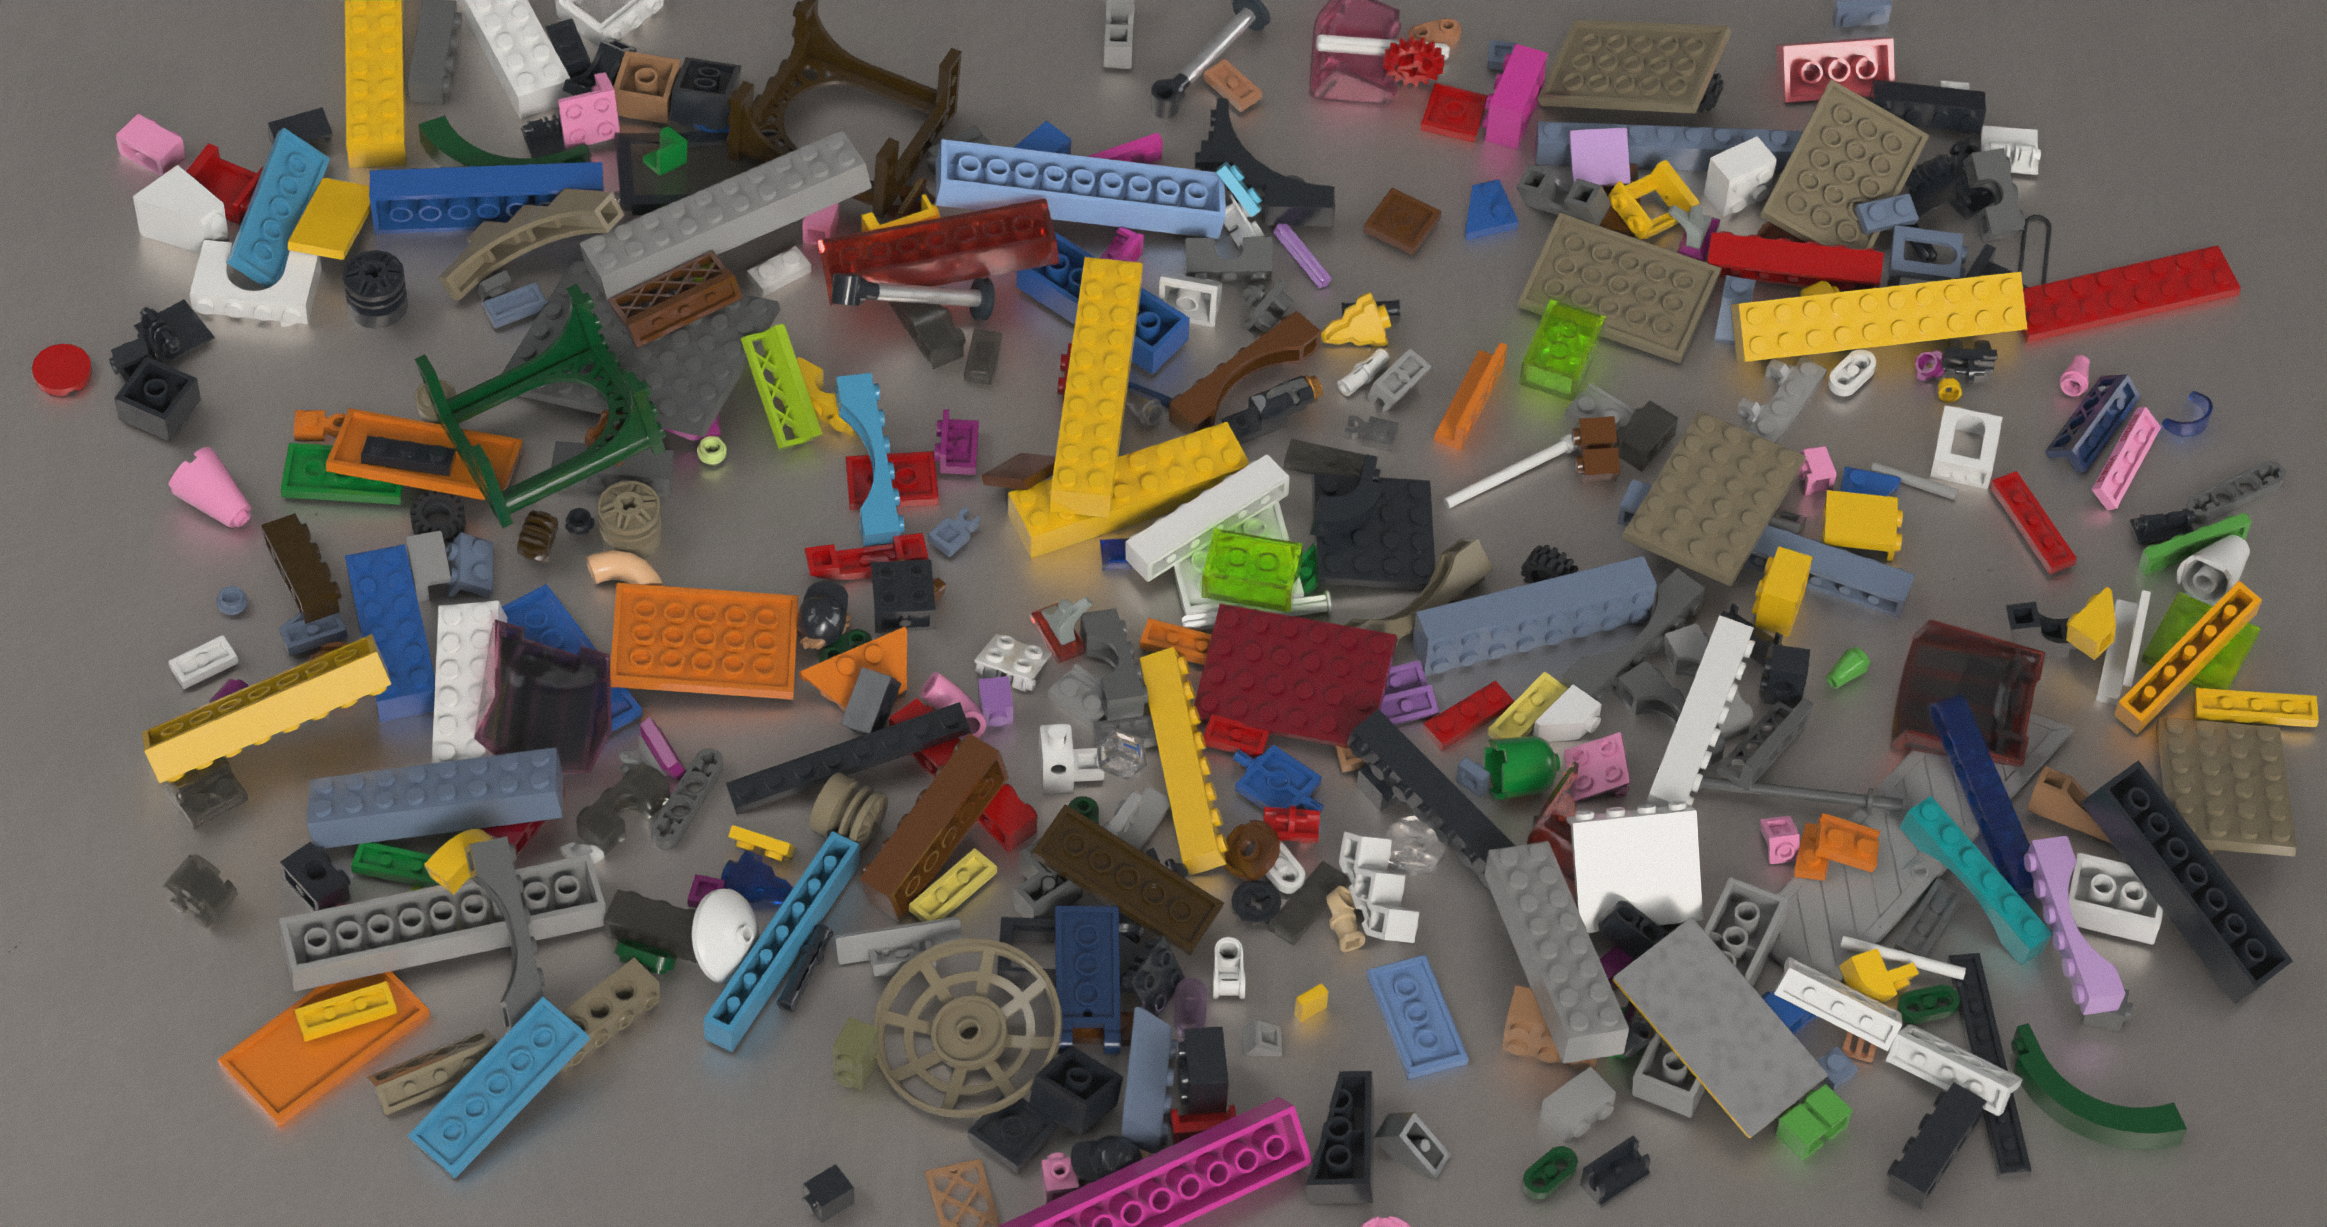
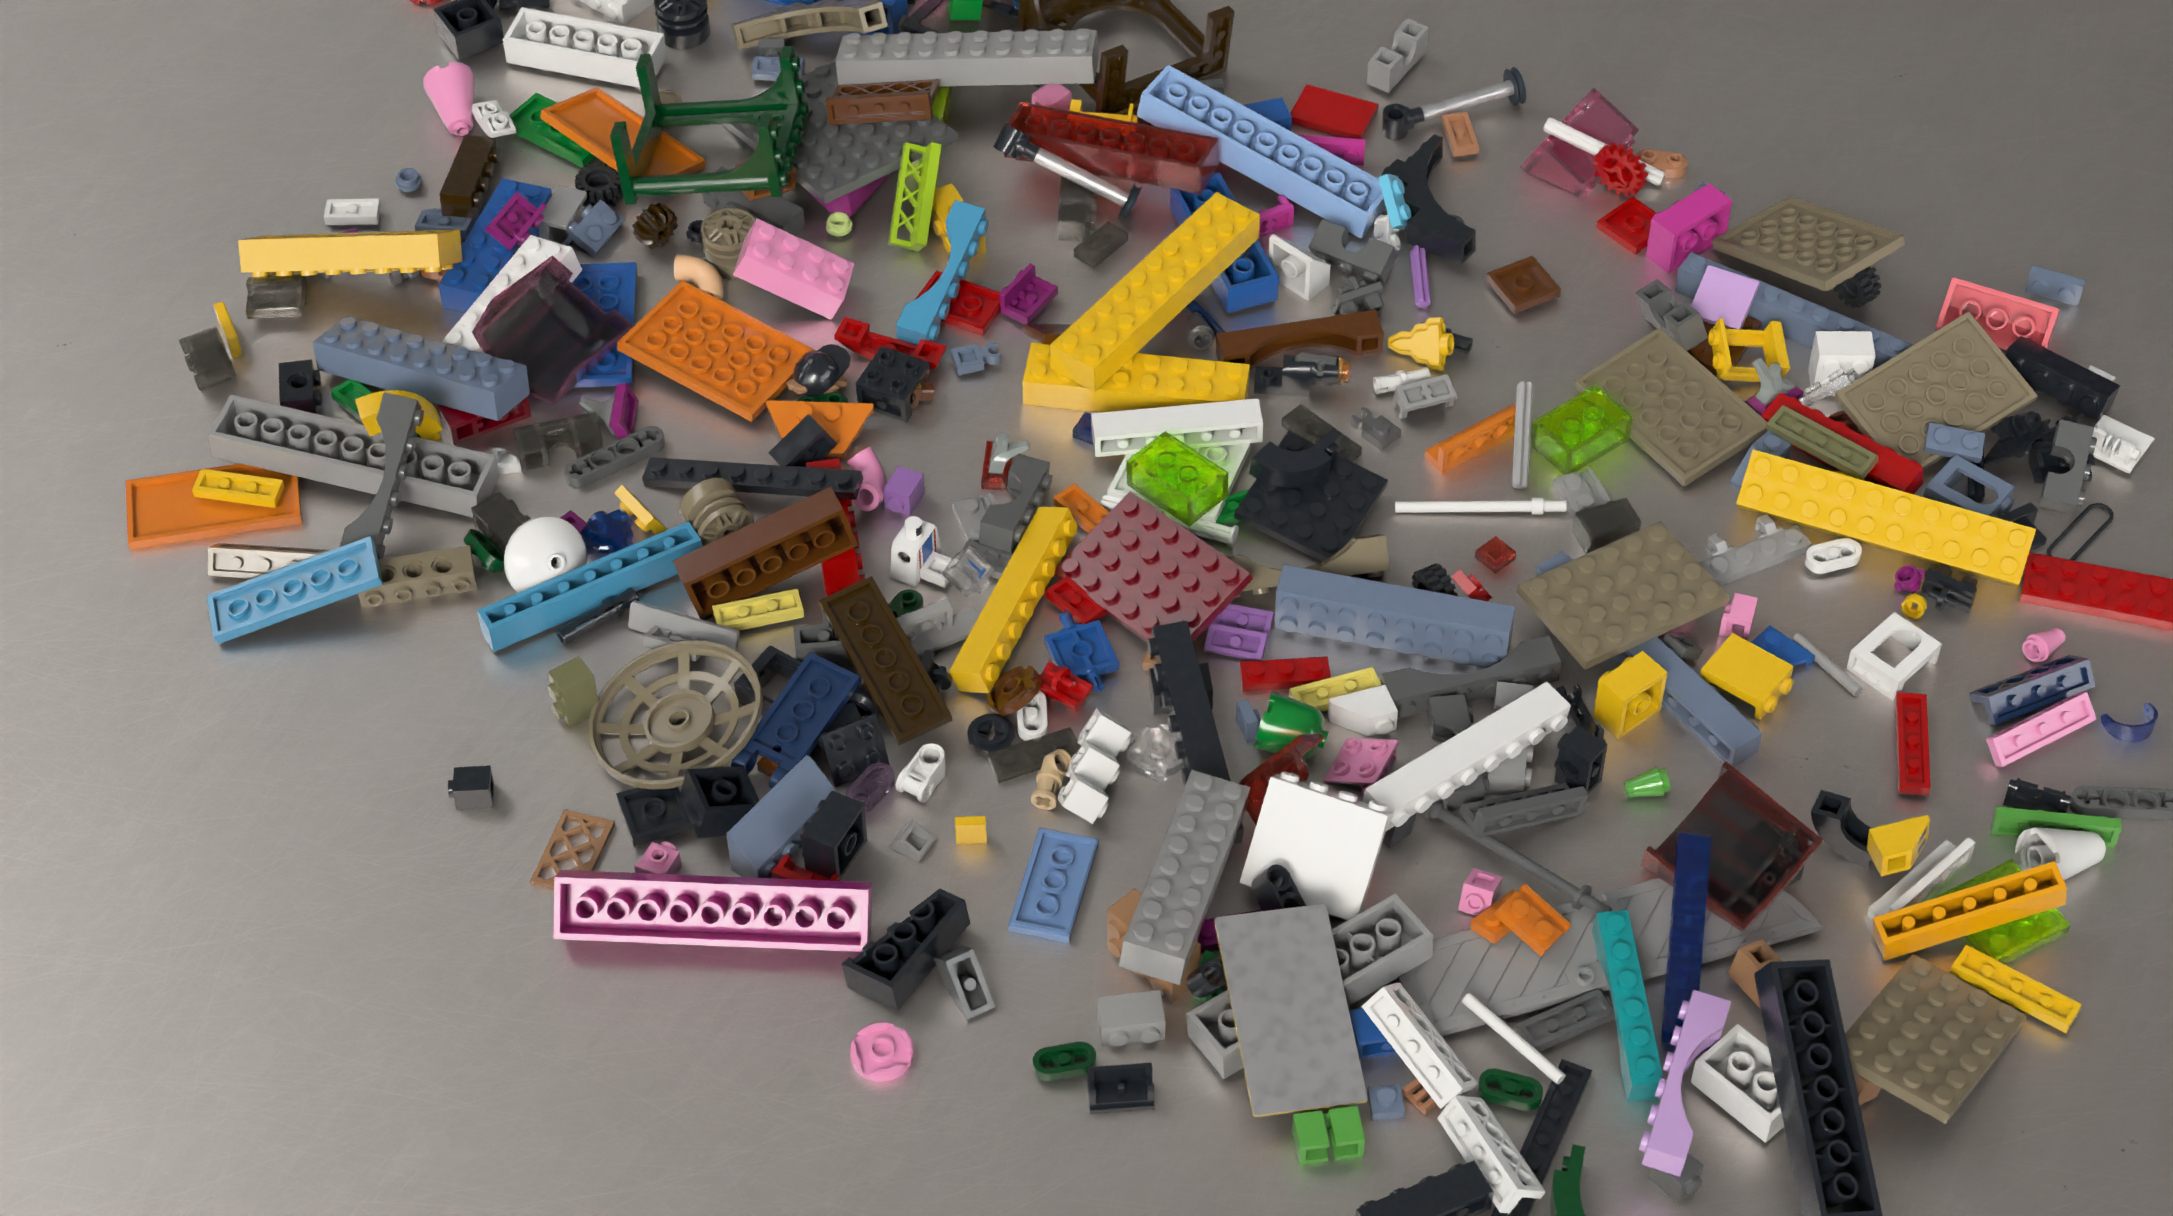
camera: 35 degrees right, 5 degrees down
(179, 845) = (228, 329): none -> yellow tile
(279, 497) = (493, 119): none -> white slope
(302, 370) = (581, 46): none -> white brick
(313, 425) = (565, 88): orange plate -> none
(408, 455) = (596, 126): black plate -> none
(412, 597) = (514, 220): none -> magenta bracket
(723, 521) = (793, 269): none -> bright pink brick
(779, 271) = (988, 124): white plate -> none
(1014, 658) = (942, 468): white hinge -> none
(1096, 113) = (1333, 112): none -> red tile
(1103, 1157) = (694, 859): black hair -> none
(1489, 211) = (1604, 307): blue wing -> none
(1518, 379) = (1522, 435): none -> light grey axle
(1569, 509) = (1495, 554): none -> clear red plate
(1584, 555) = (1471, 586): none -> red plate
(1597, 456) = (1553, 511): reddish brown piece -> none
(1752, 201) = (1837, 381): none -> clear plate
(1783, 267) = (1822, 443): none -> olive plate
(1869, 976) = (1468, 1042): yellow brick -> none

